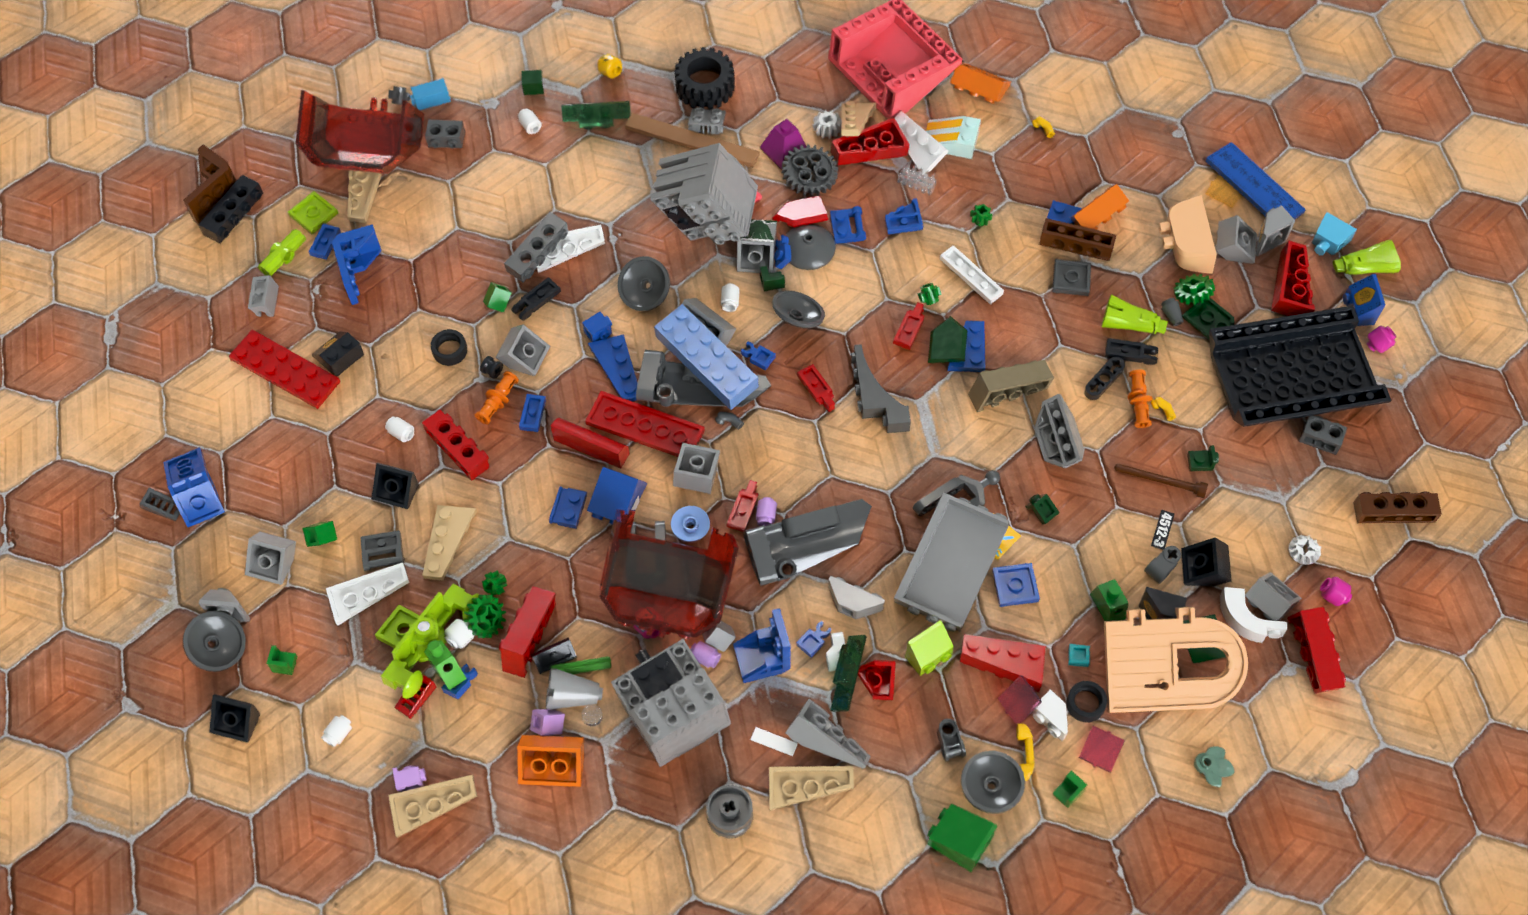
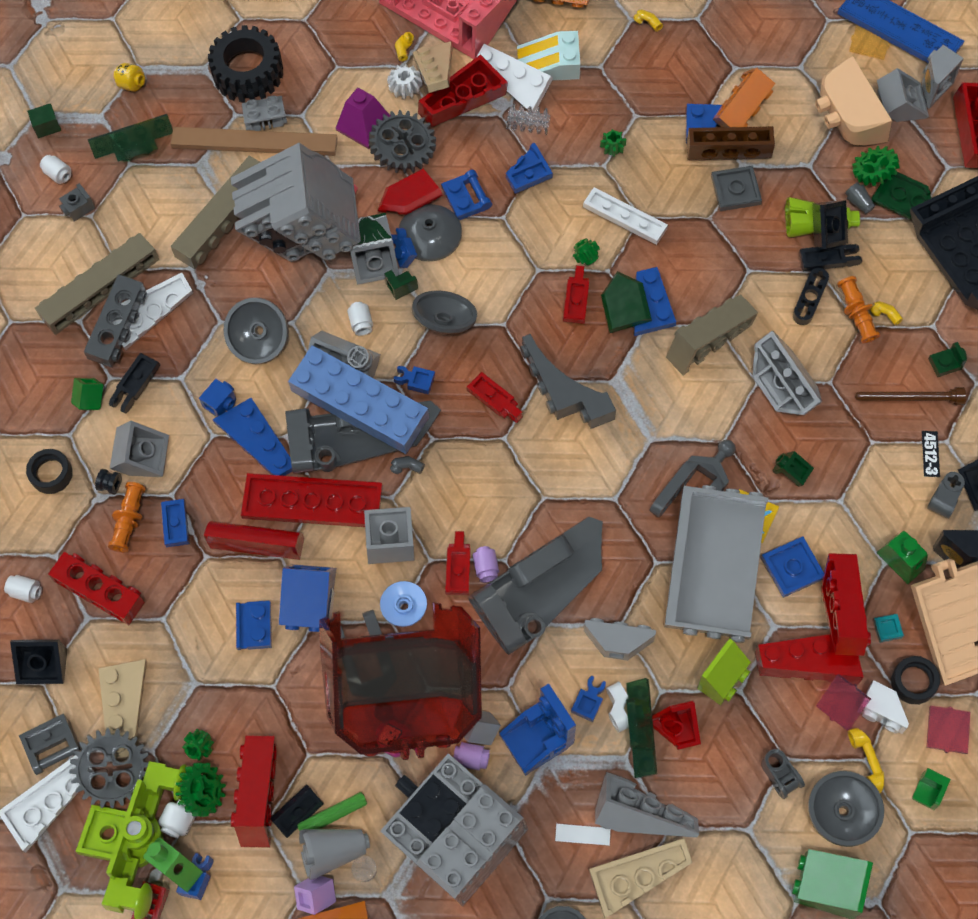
camera: 15 degrees left, 5 degrees up
(425, 562) = (108, 744): none -> dark grey gear
(526, 217) = (96, 283): none -> dark tan brick
(536, 151) = (76, 203): none -> dark grey brick
(630, 197) = (210, 224): none -> dark tan brick
(720, 328) = (363, 361): none -> light grey wheel
(835, 96) = (403, 44): none -> yellow arm
(1045, 622) = (845, 605): none -> red wedge
(1139, 324) = (830, 224): none -> black slope

